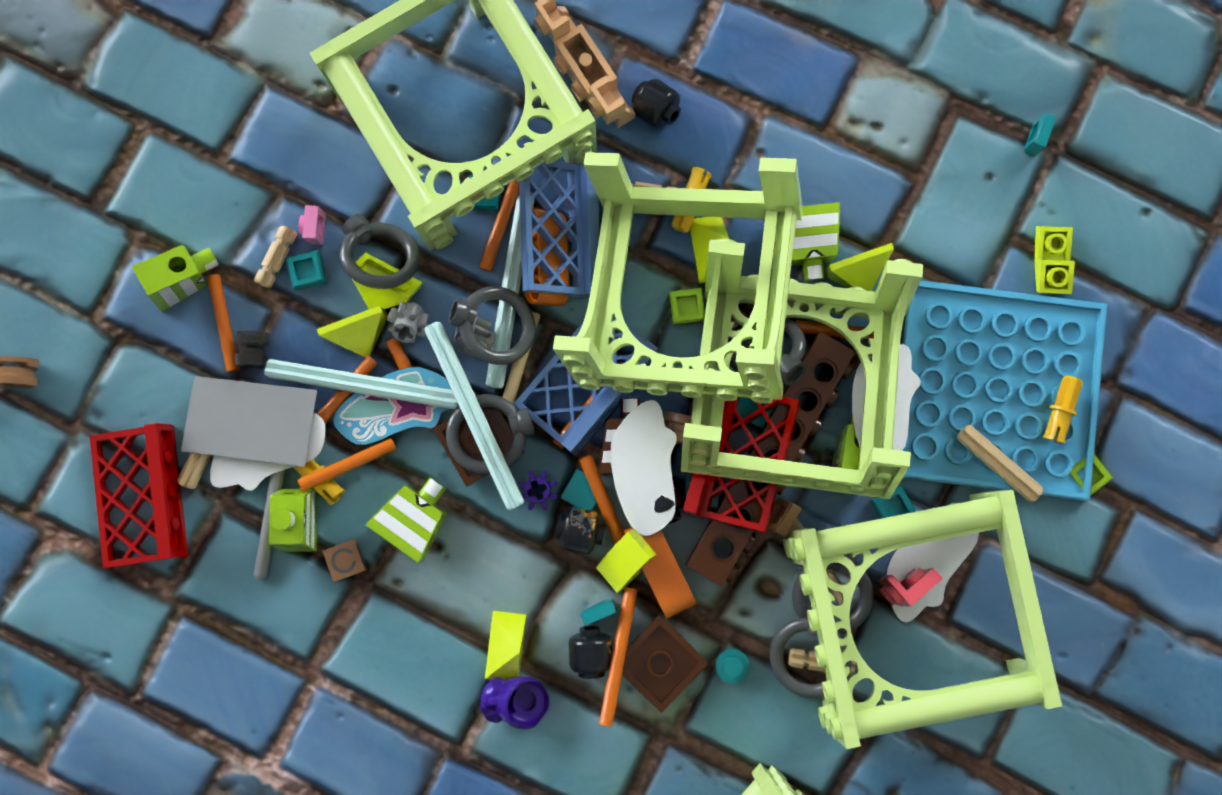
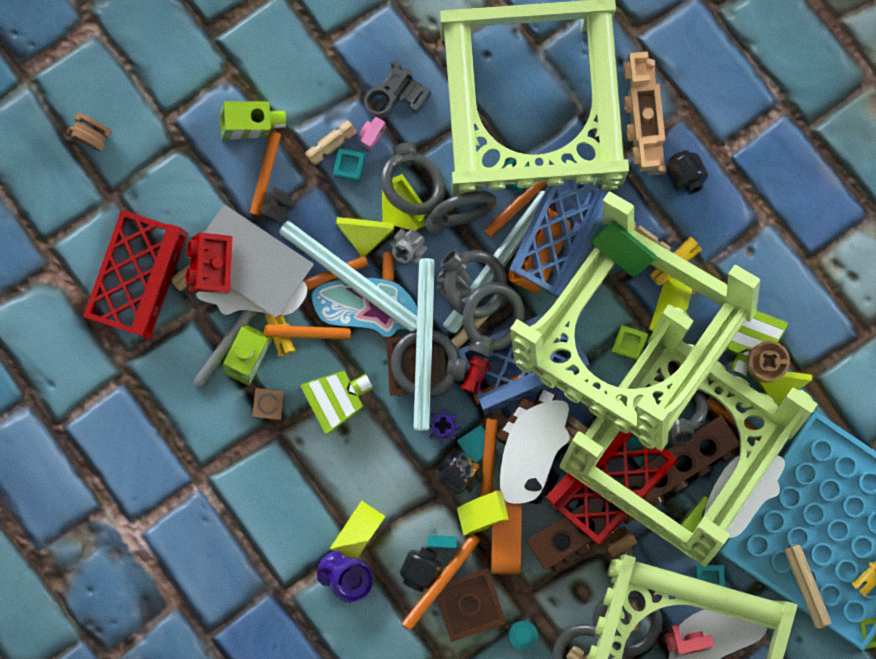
camera: 25 degrees right, 0 degrees up
(205, 444) = (209, 263): none -> red bracket
(318, 164) = (399, 87): none -> dark grey piece
(424, 279) = (439, 220): none -> dark grey piece
(534, 384) = (482, 344): none -> dark grey piece
(544, 419) = (475, 375): none -> red pin
(631, 209) = (623, 248): none -> green slope
(841, 251) = (768, 361): none -> medium nougat wheel

